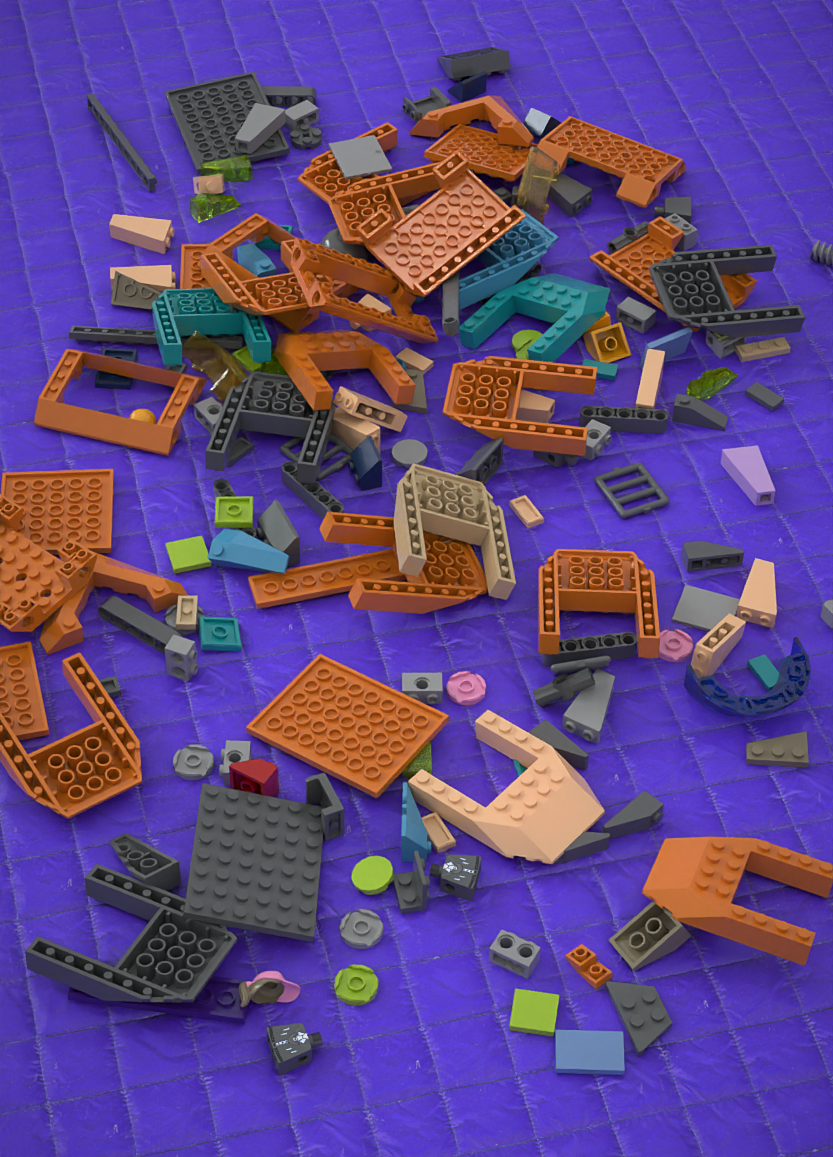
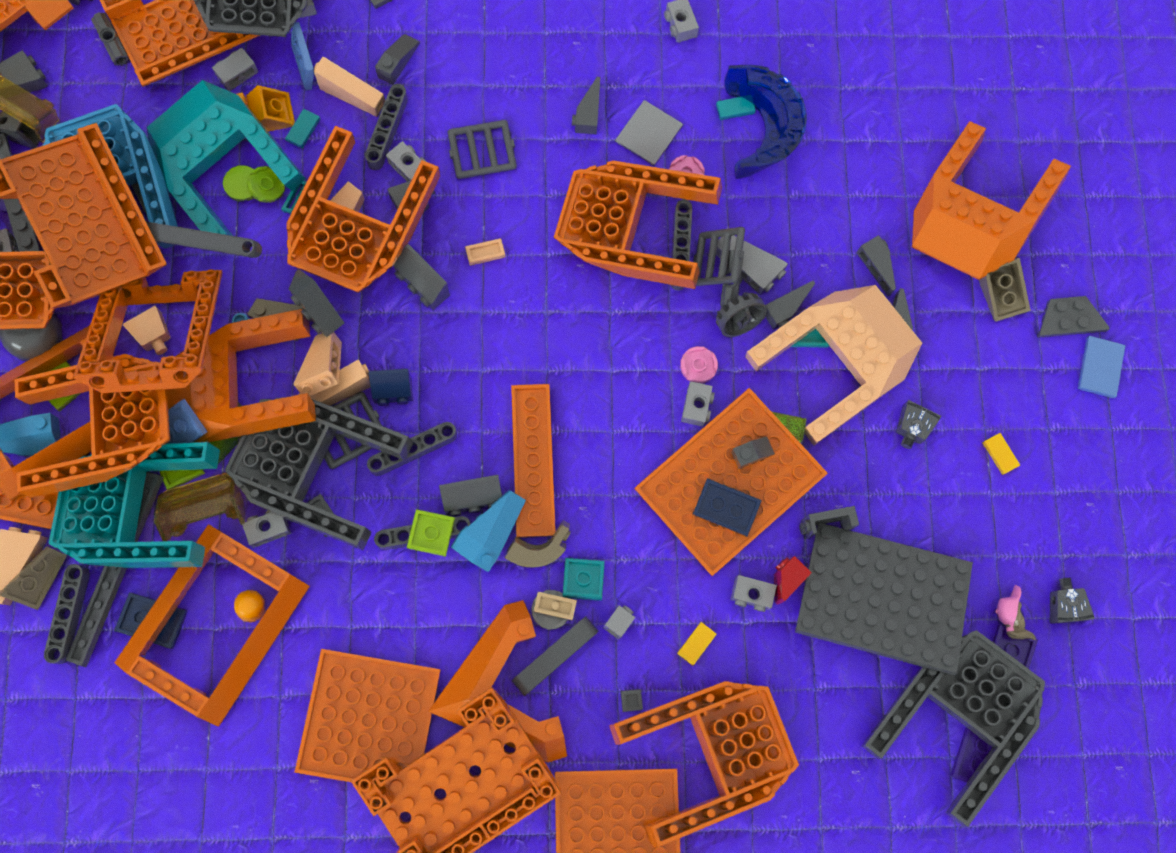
camera: 85 degrees left, 30 degrees up
(112, 317) = (64, 603): none -> dark grey beam
(147, 862) = (863, 699): dark grey wedge -> none
(175, 730) = (696, 643): none -> yellow tile
(188, 554) = (463, 590): lime tile -> none
(193, 762) = (738, 633): light grey tile -> none
(232, 587) = (539, 555): none -> dark tan arch
(284, 333) = (184, 424): none -> medium blue tile
(317, 721) = (727, 507): none -> dark blue tile
(356, 985) = (1009, 537): lime tile -> none
(361, 929) = (952, 520): light grey tile -> none
(372, 875) = (902, 497): lime tile -> none
(378, 723) = (752, 452): none -> dark grey slope
(409, 452) = (375, 341): light grey tile -> none
(412, 887) = (922, 466): dark grey bracket -> none
(413, 829) = (866, 452): dark azure wedge -> none
(415, 361) = (235, 302): light nougat tile -> none
(423, 391) = (314, 304): none -> dark grey slope
(438, 833) = (860, 431): light nougat tile -> none
(446, 579) = (548, 352): orange wedge -> none
(451, 964) = (1001, 453): none -> yellow tile
(454, 509) = (485, 316): tan wedge -> none
(510, 953) = (1006, 401): light grey brick -> none
(520, 701) = (741, 314): none -> dark grey gear
(534, 1012) = (1058, 399): lime tile -> none
(588, 967) = (1021, 343): orange slope -> none
(710, 383) = (356, 33): clear neon green slope -> none
(717, 645) = (707, 136): slope -> none
(750, 473) = (491, 38): lavender slope -> none
(759, 595) = (647, 81): light nougat slope -> none
(779, 751) = (825, 125): dark tan wing -> none

